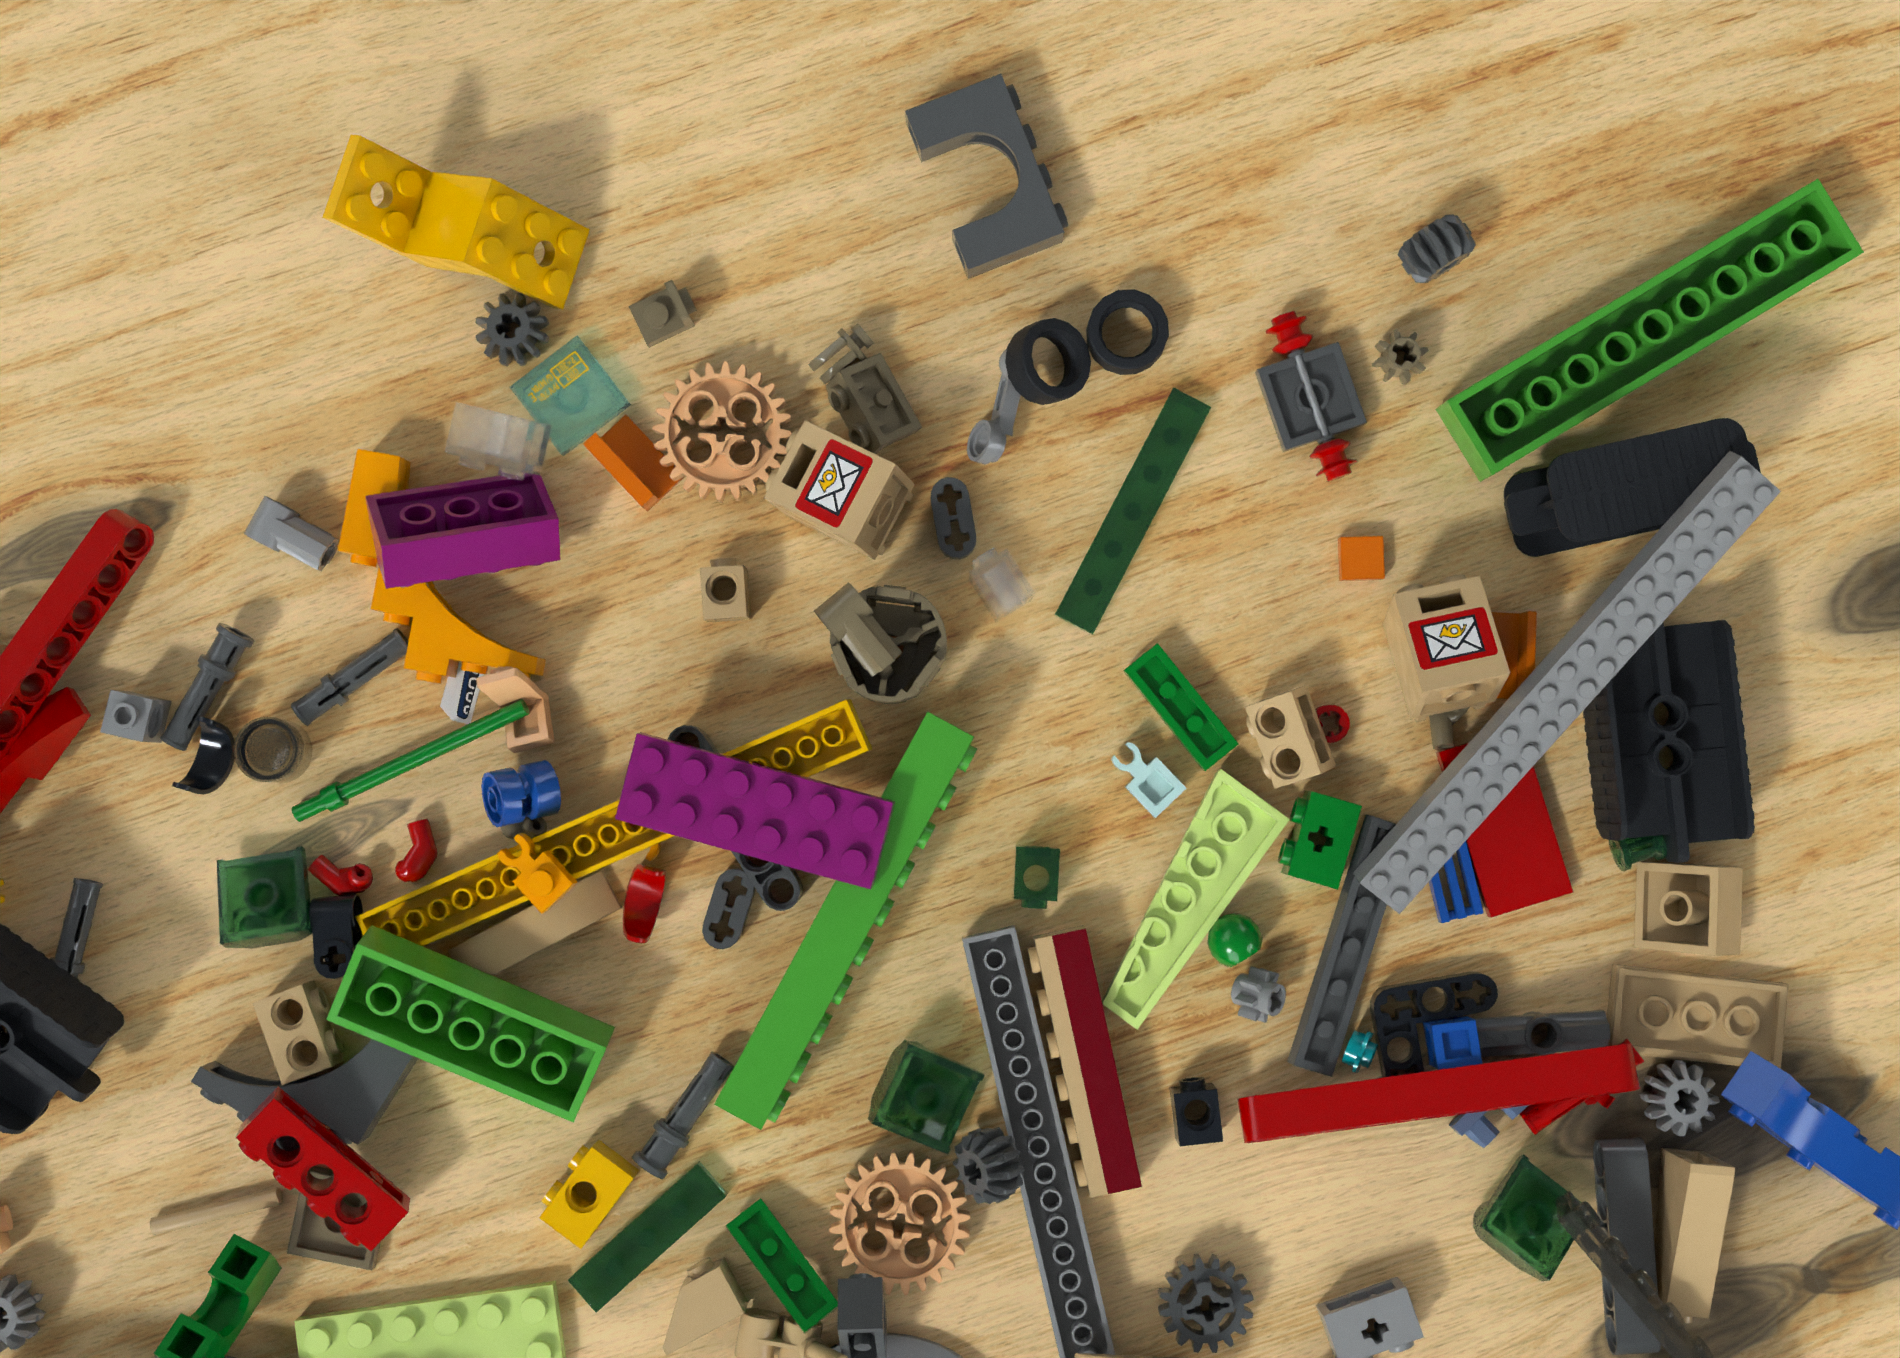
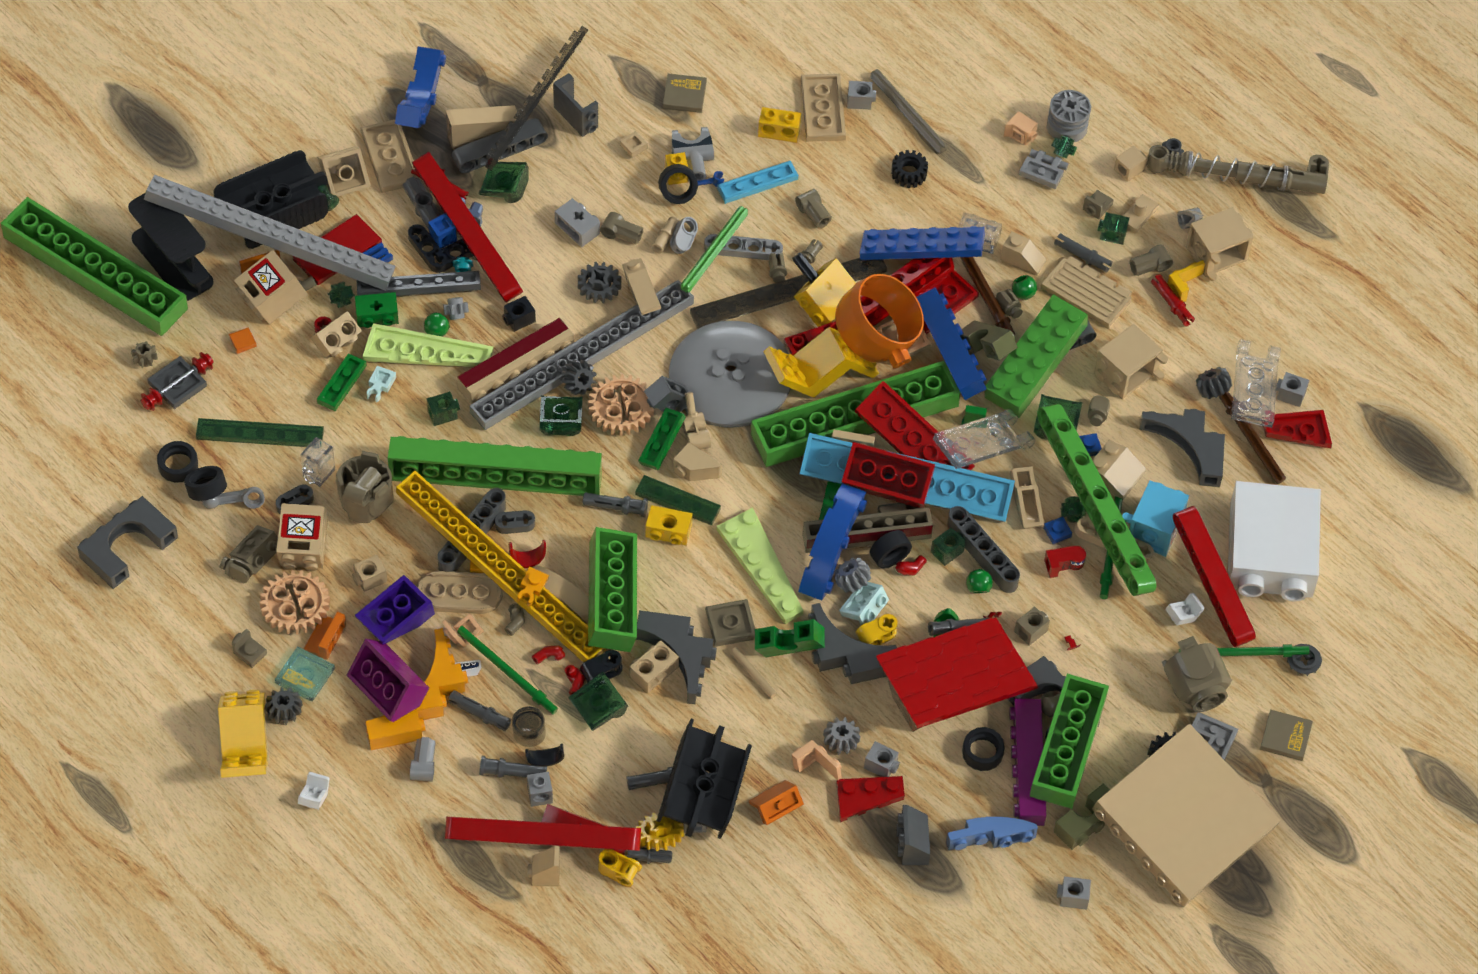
camera: 120 degrees left, 30 degrees down
(283, 1116) = (706, 621): red brick -> none
(309, 315) = (314, 791): none -> white bracket
(497, 439) = (339, 687): clear brick -> none
(514, 795) = (500, 613): blue wheel -> none
(609, 601) = (396, 611): none -> dark purple slope
(630, 702) = (461, 592): none -> tan tile
(755, 810) = (462, 505): magenta plate -> none
(1384, 784) = (341, 294): none -> clear green gear
(1436, 248) = (89, 354): dark grey gear -> none
(1694, 1100) = (426, 143): light grey gear -> none

